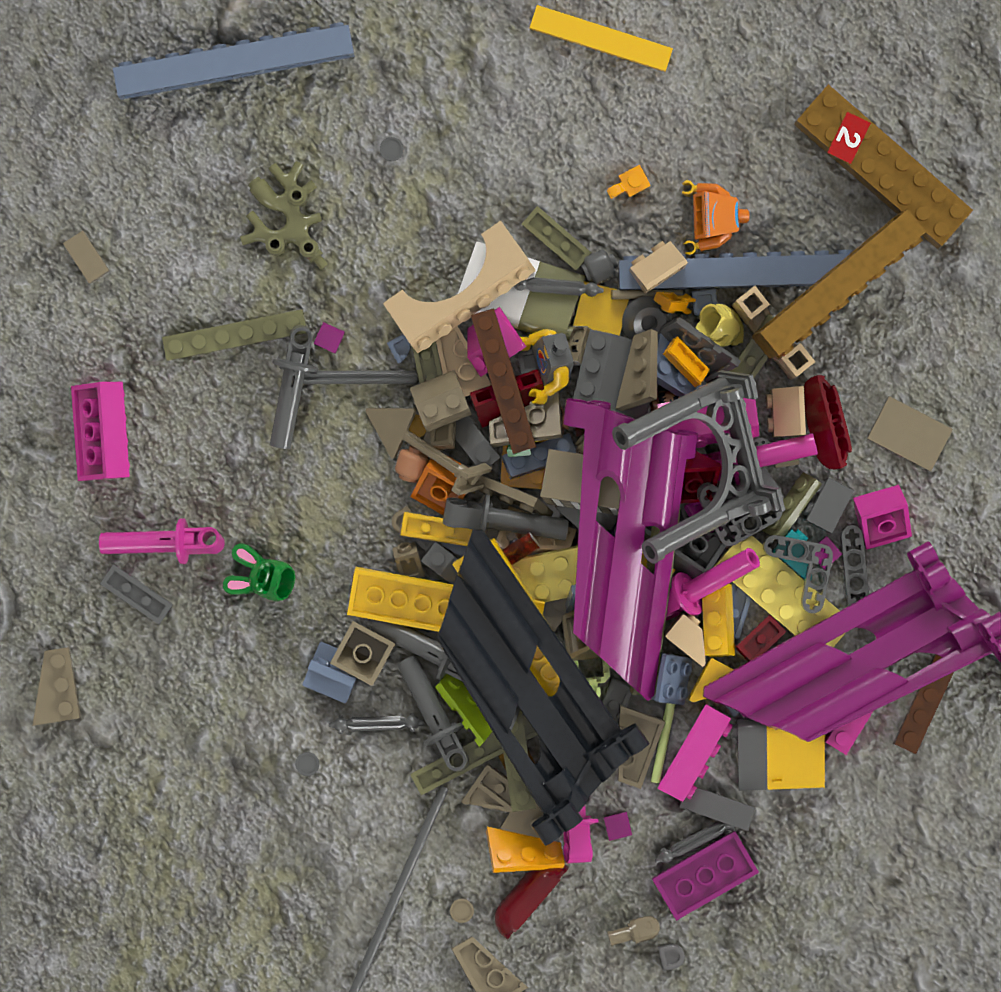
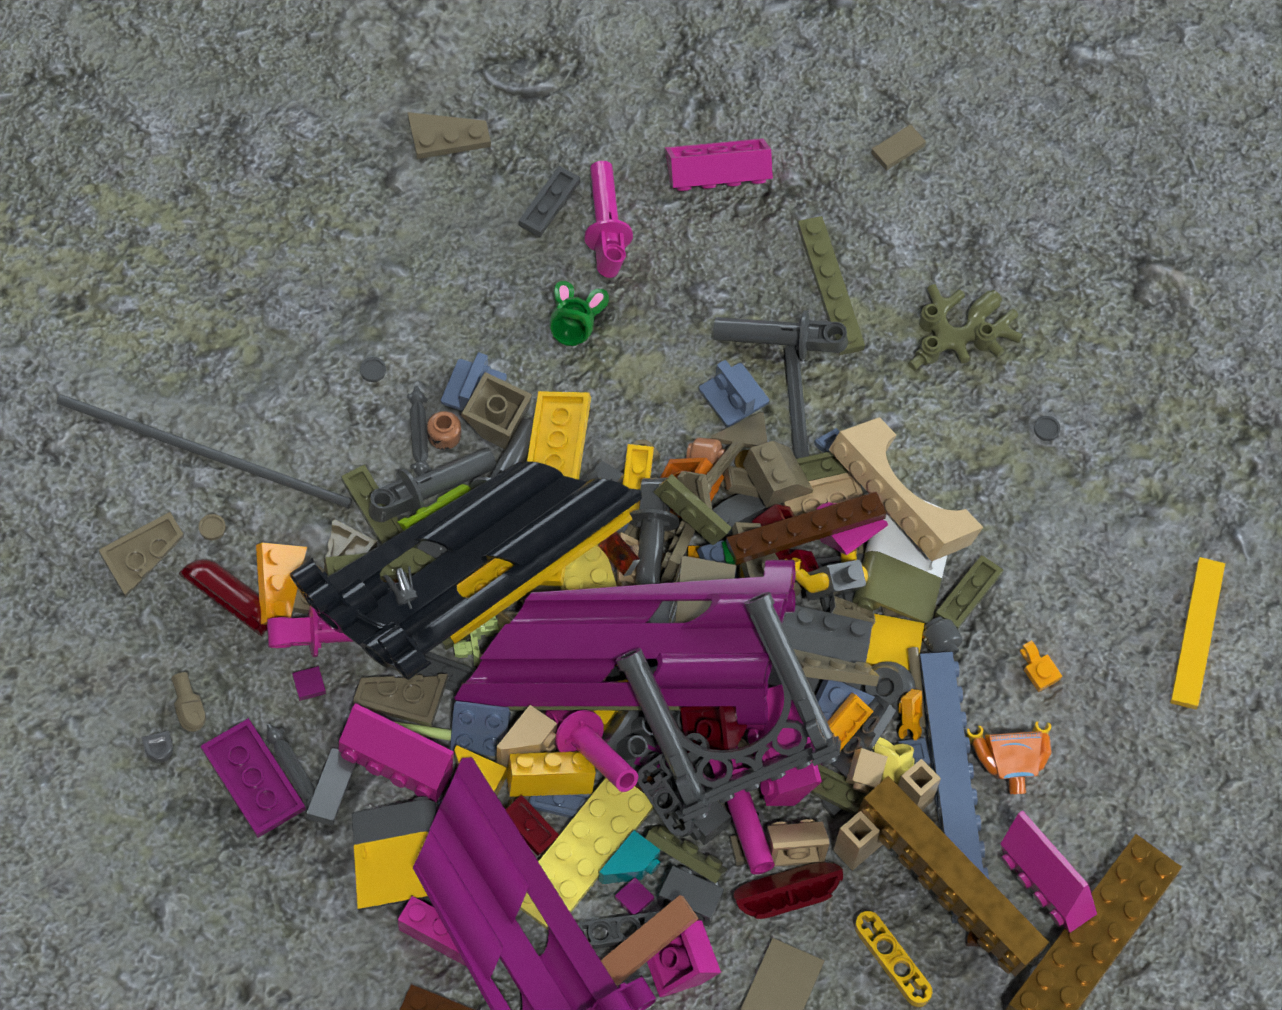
camera: 80 degrees right, 25 degrees down
(233, 62) = (1121, 274): sand blue brick -> none
(329, 338) = (836, 374): magenta tile -> none
(348, 434) = (733, 393): none -> sand blue bracket
(376, 709) = (444, 430): none -> nougat head
(408, 560) = (599, 450): dark tan bracket -> none
(484, 483) = (692, 509): none -> olive plate
(559, 286) = (916, 603): dark grey wheel -> none
(560, 745) = (407, 591): none -> dark grey piece
(658, 266) = (948, 684): tan slope -> none
(738, 348) = (866, 770): none -> tan brick
(809, 557) = (628, 867): dark grey beam -> none
(833, 201) = (1047, 874): none -> dark pink slope
(849, 137) = (1123, 889): red sticker -> none
(873, 544) = (649, 939): none -> nougat tile
(887, 335) = (897, 956): none -> yellow beam

